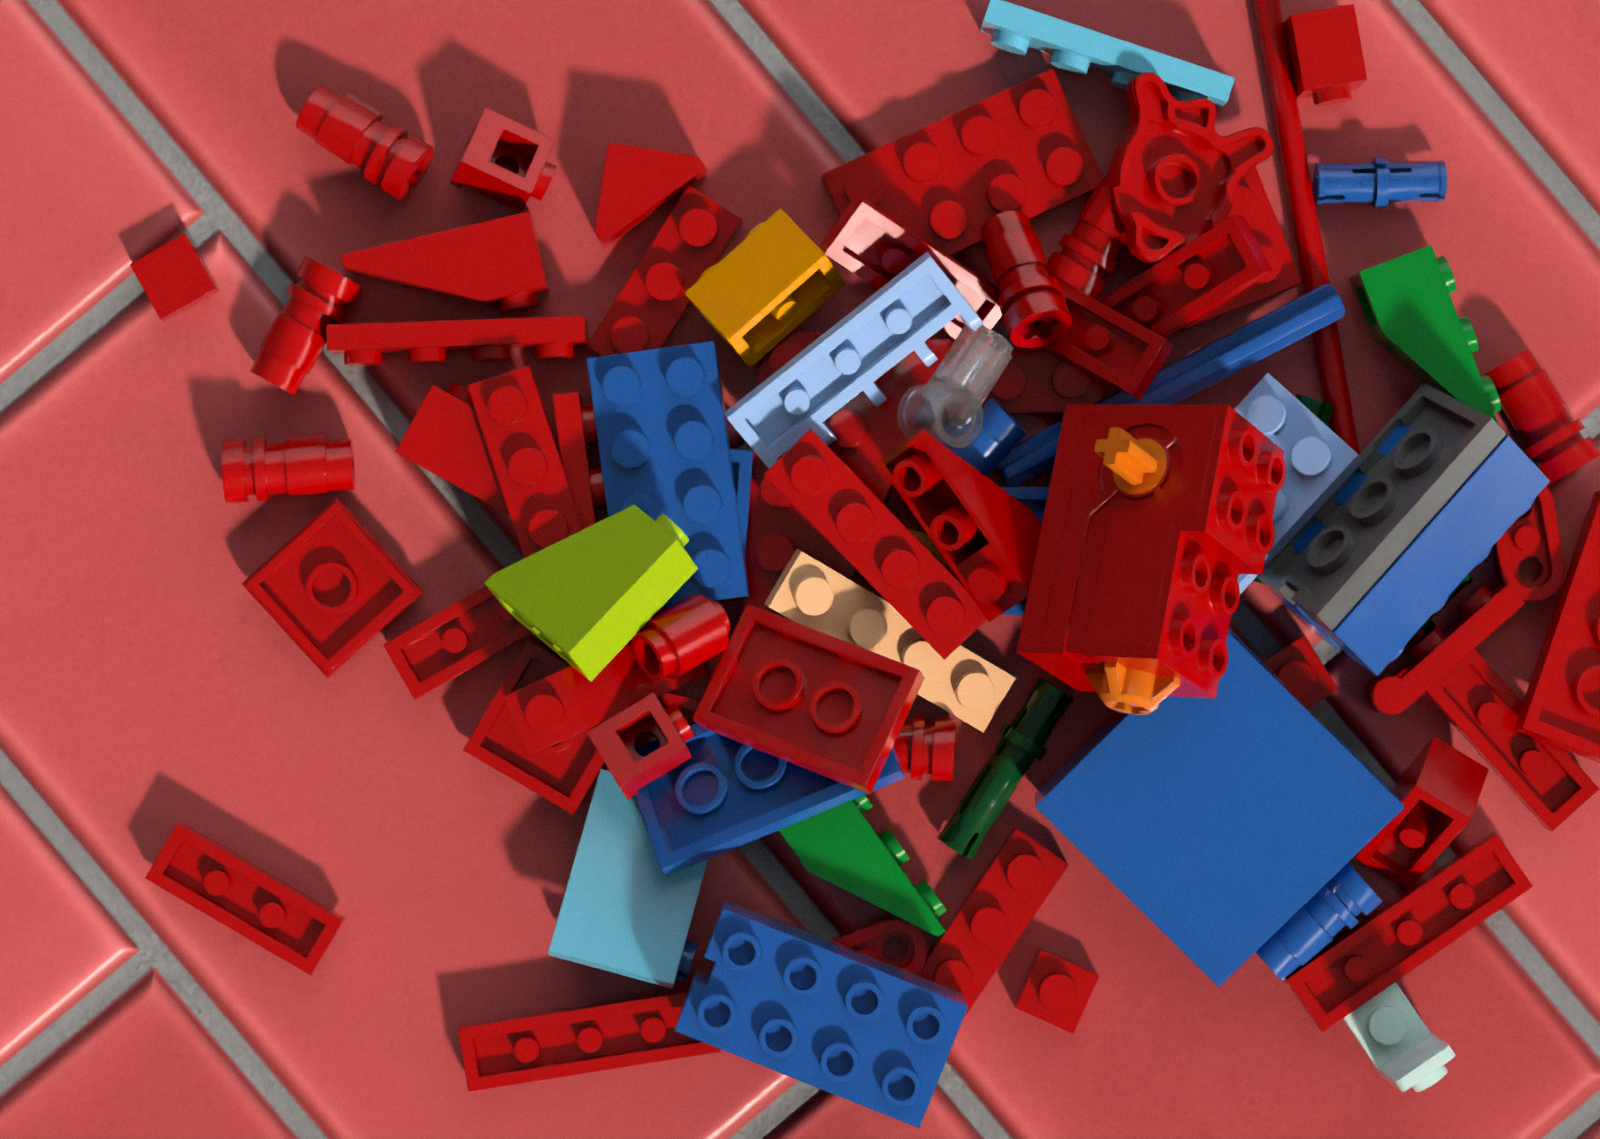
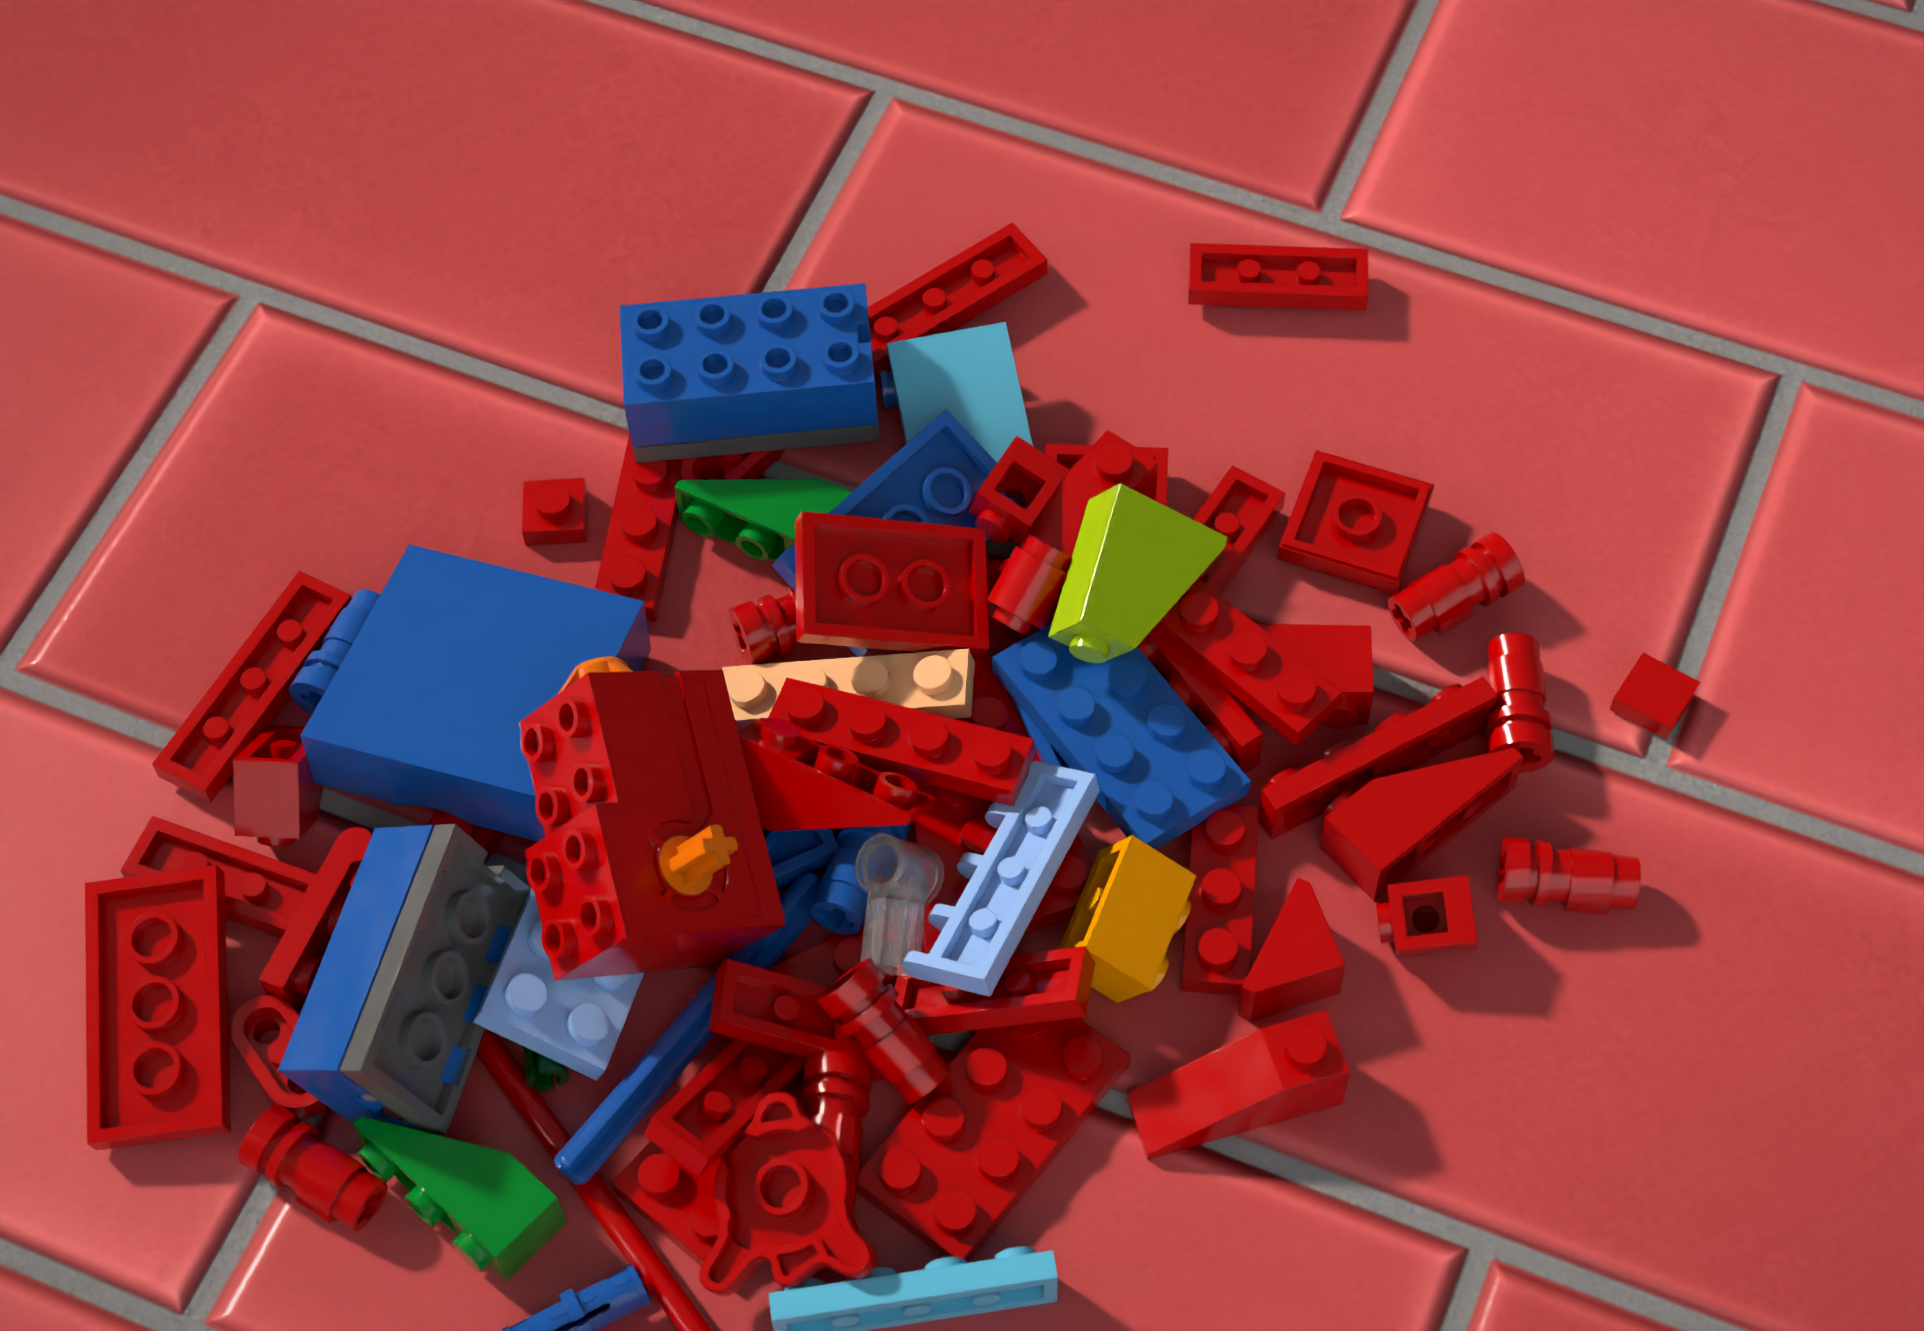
camera: 155 degrees right, 30 degrees down
(749, 96) = (1243, 1086): none -> red slope
(1011, 758) = (692, 618): dark green pin -> none
(1399, 1041) = (212, 588): light aqua bracket -> none

